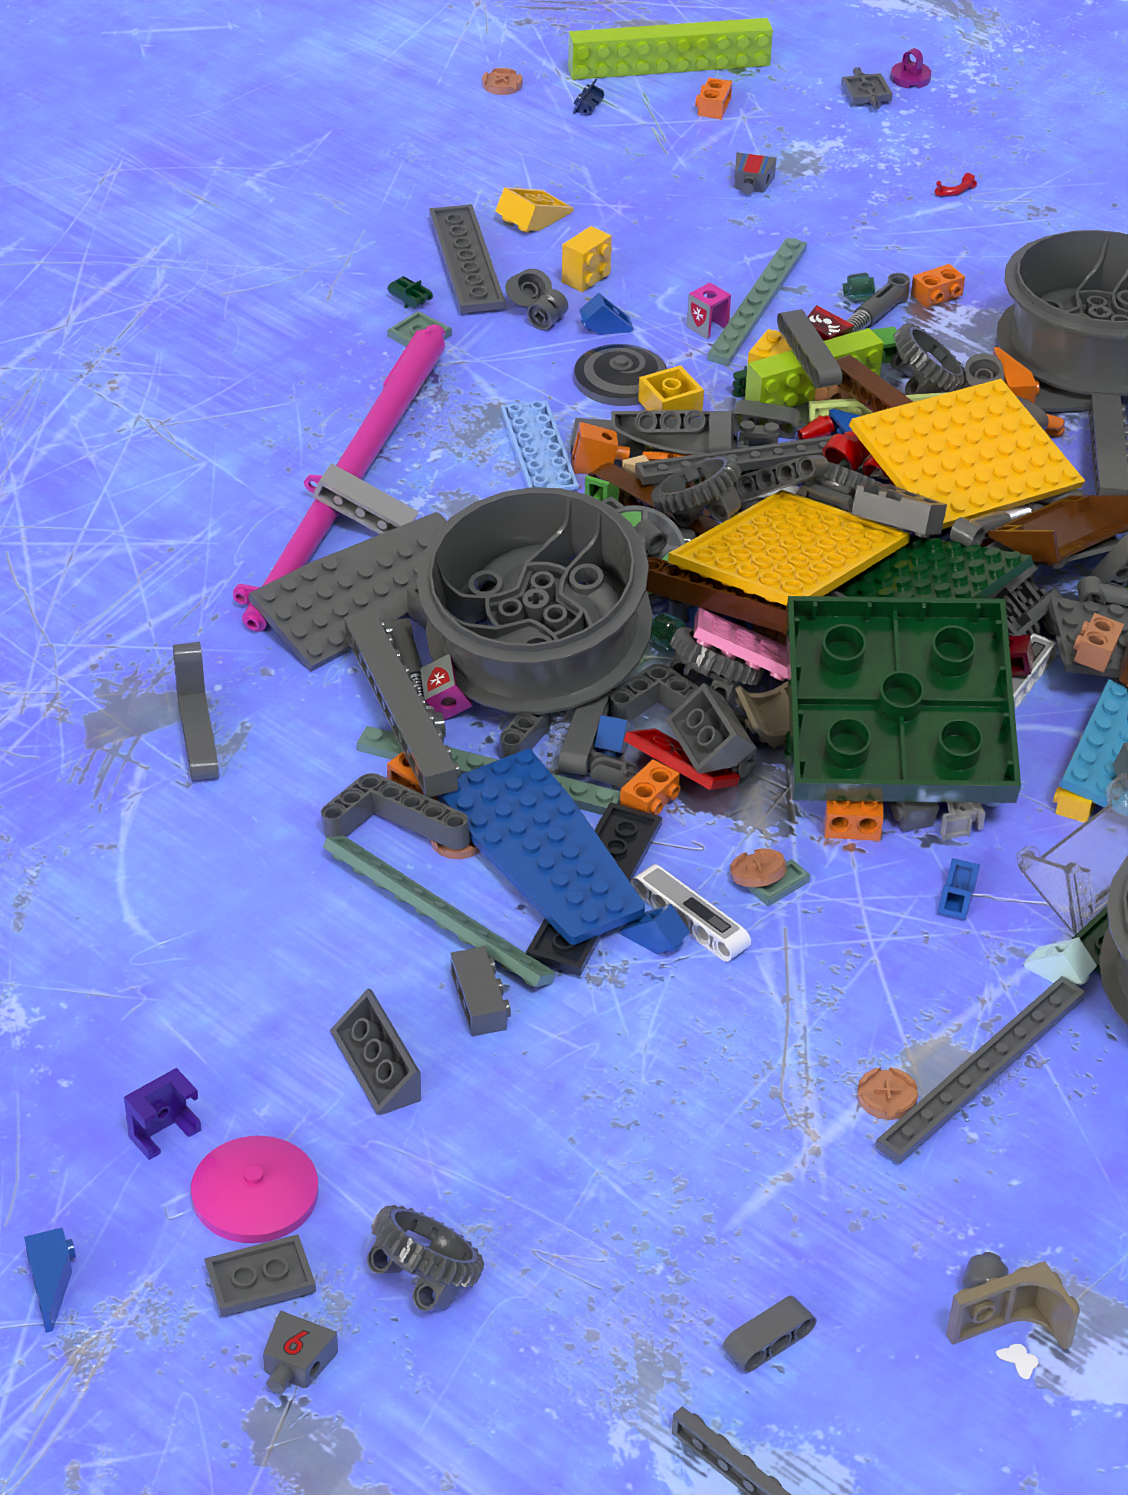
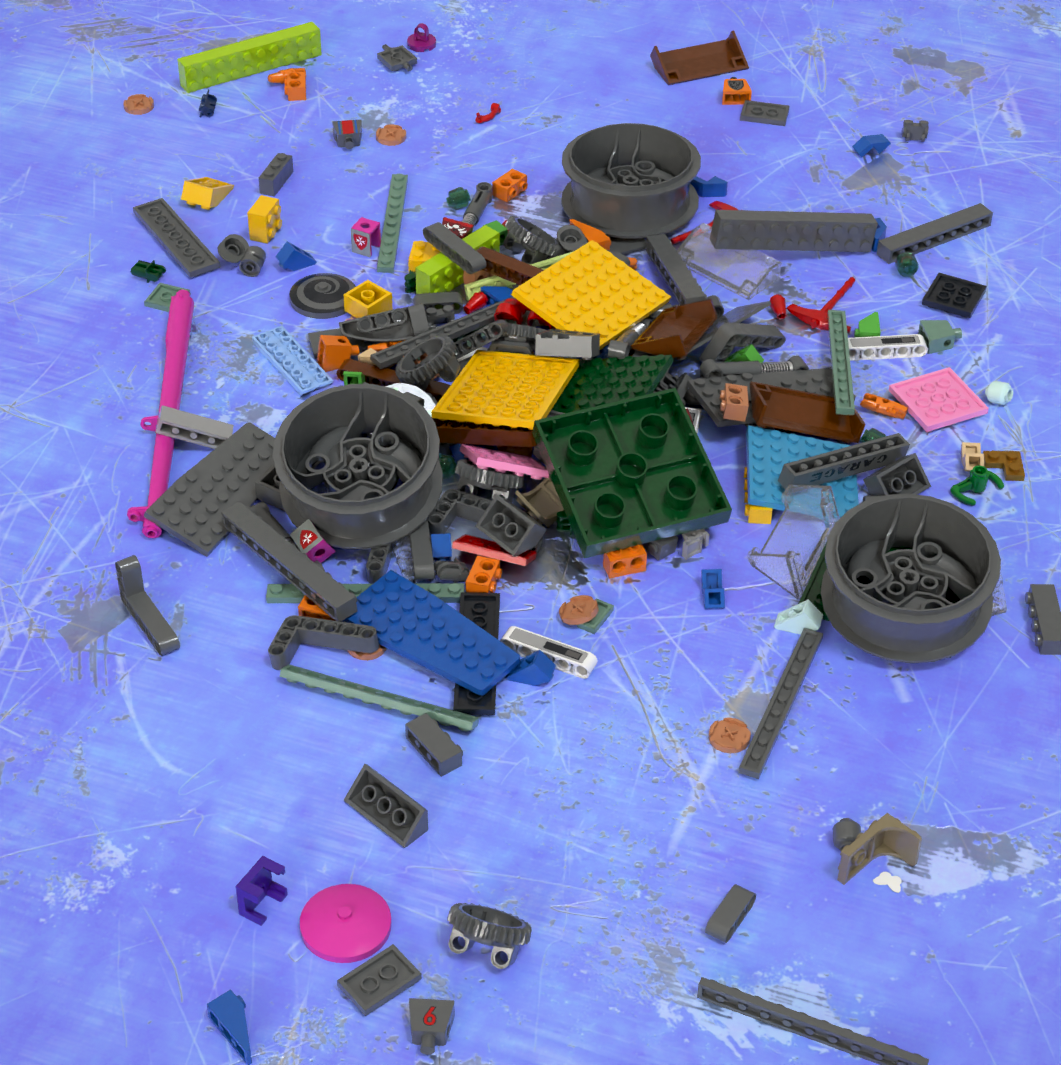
camera: 20 degrees left, 0 degrees up
(632, 205) = (276, 174): none -> dark grey brick
(696, 82) = (281, 74): none -> orange hinge
(811, 187) = (391, 135): none -> nougat tile

